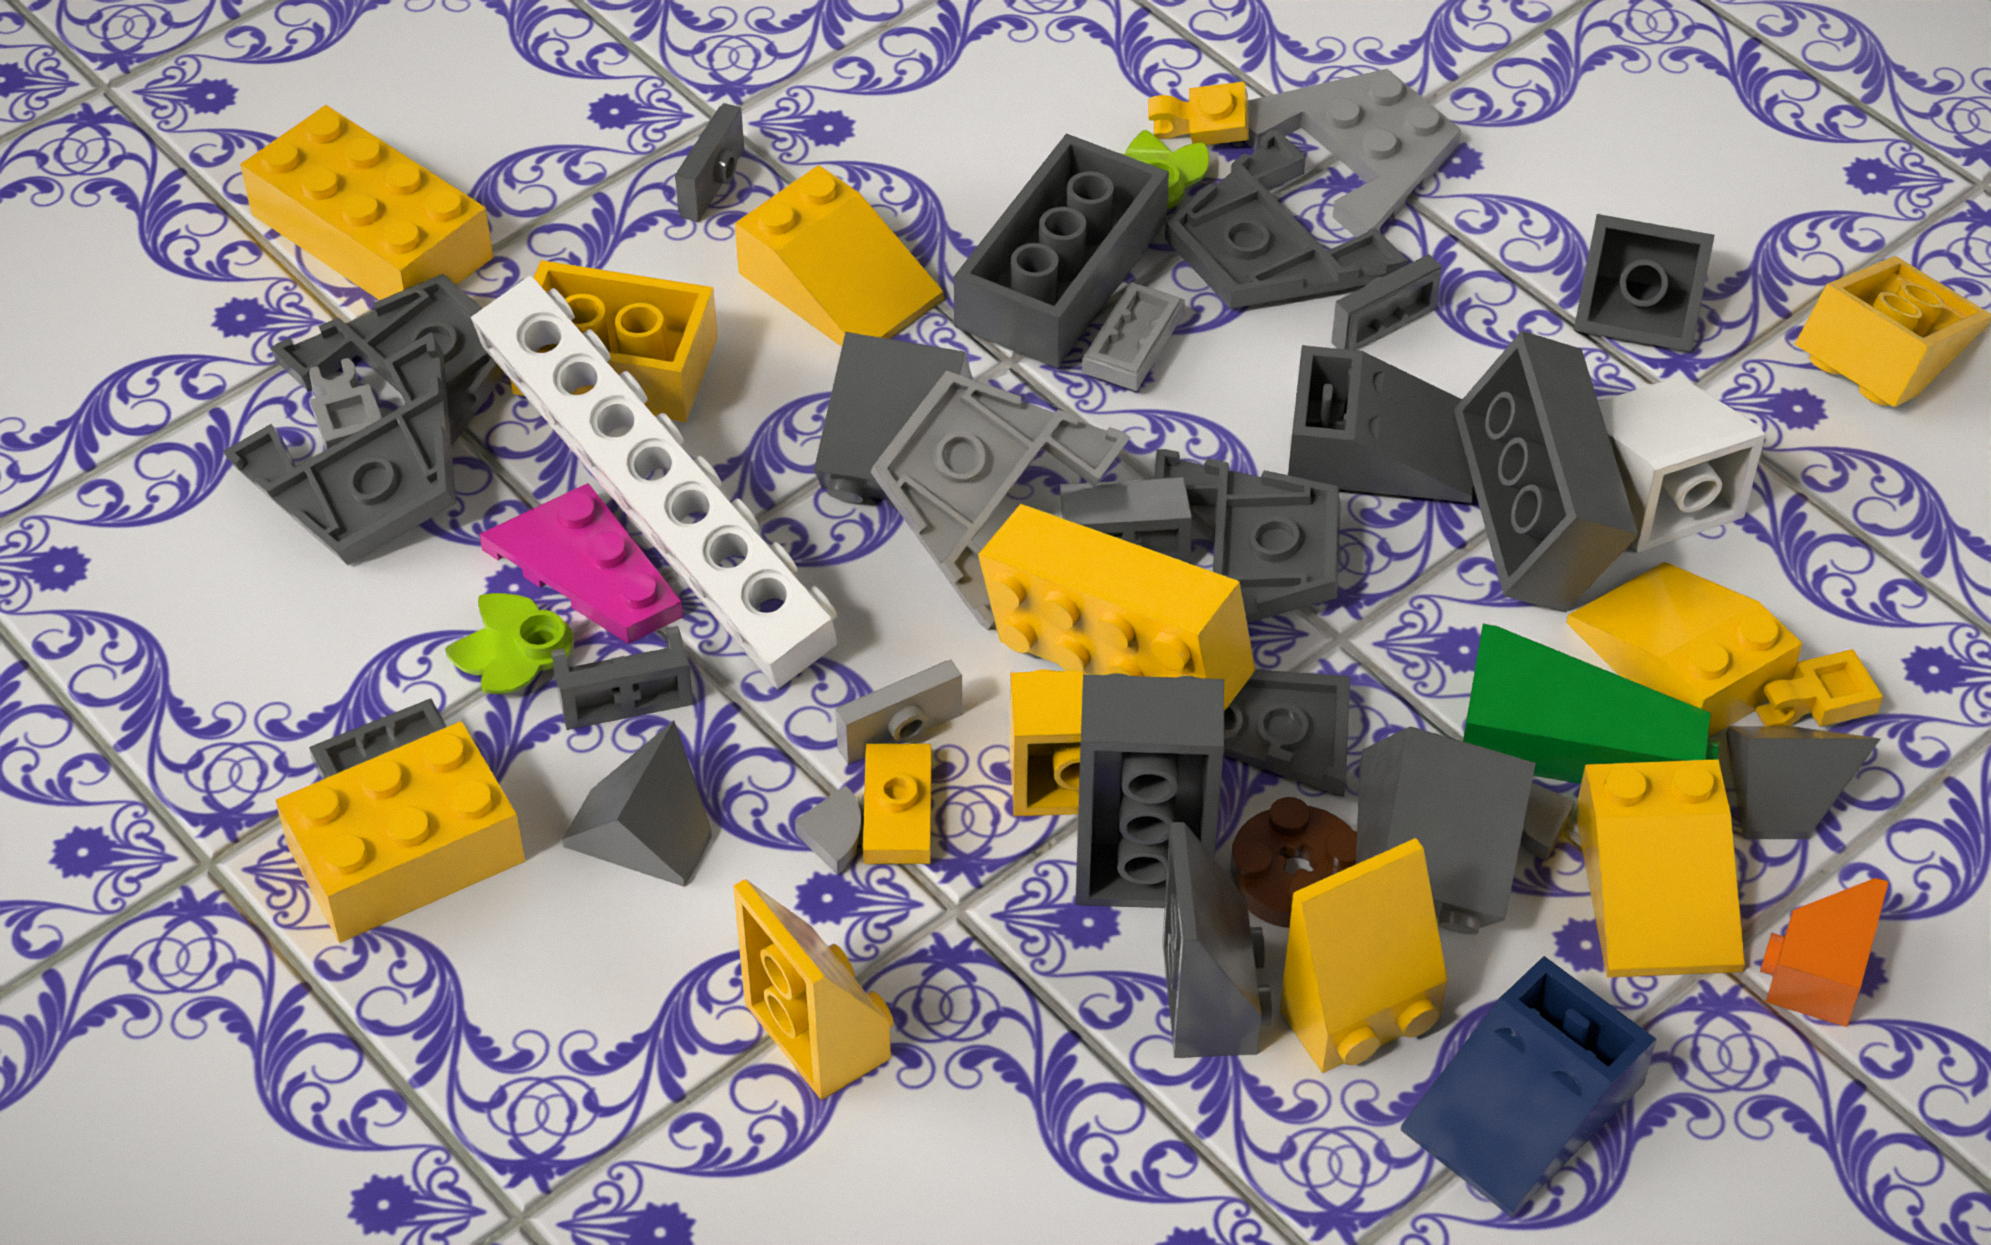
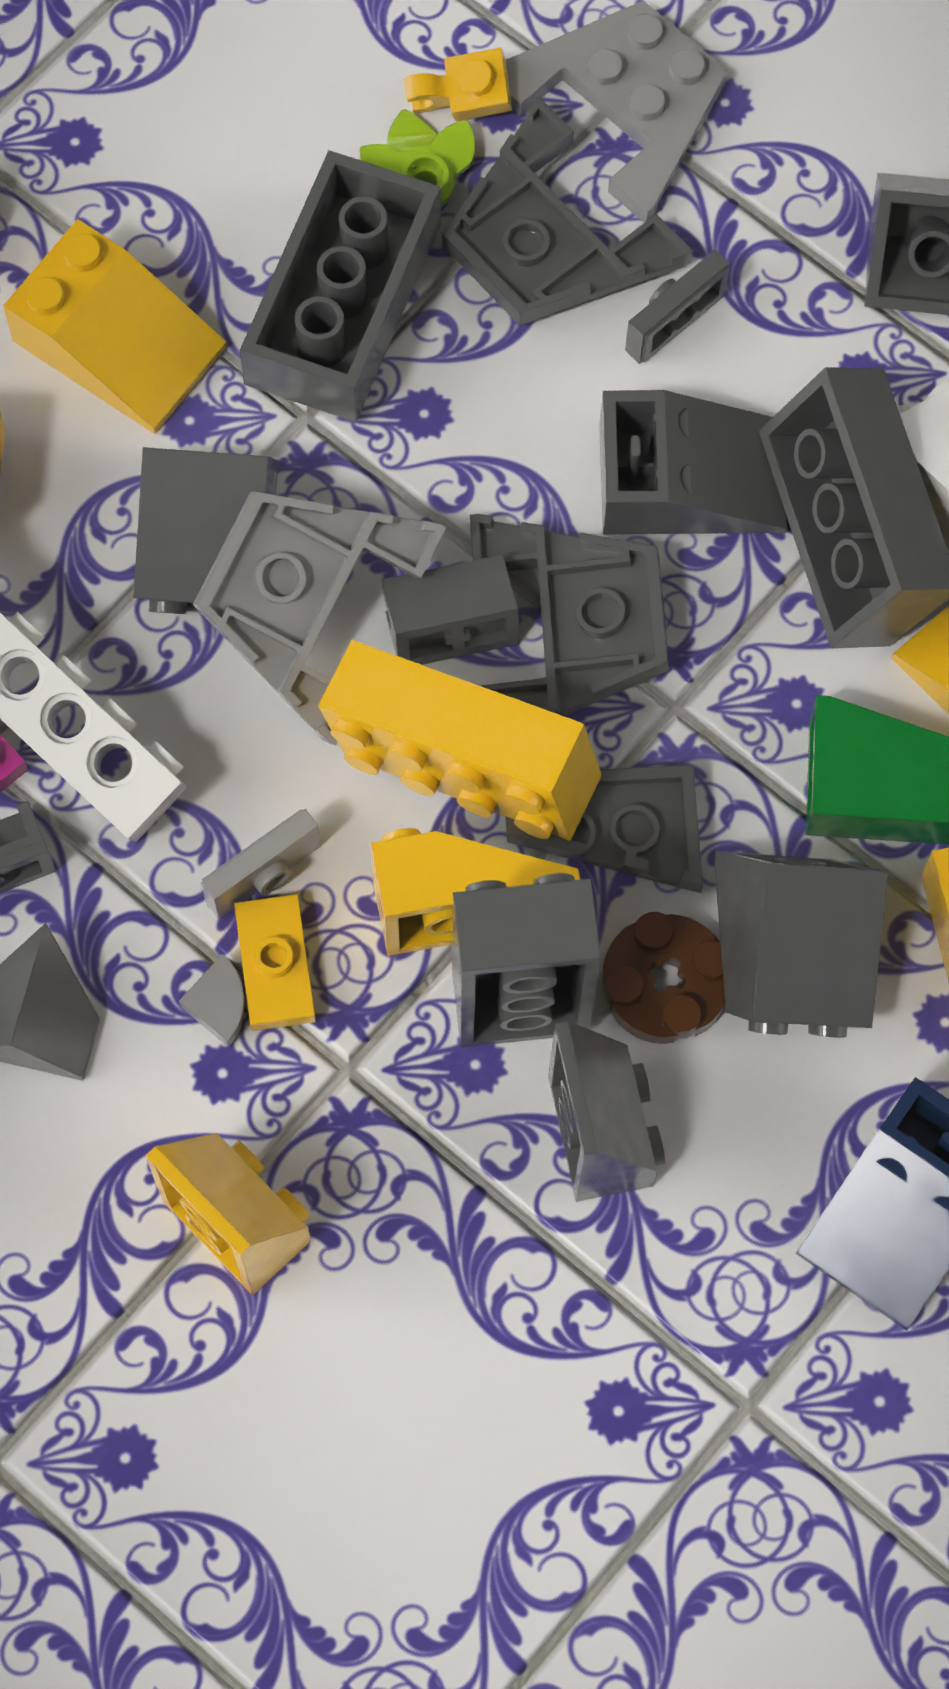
camera: 10 degrees left, 20 degrees up
(1133, 336) = (427, 376): light grey plate -> none
(1364, 958) = (749, 1107): yellow slope -> none
(1545, 820) = (899, 891): light grey tile -> none

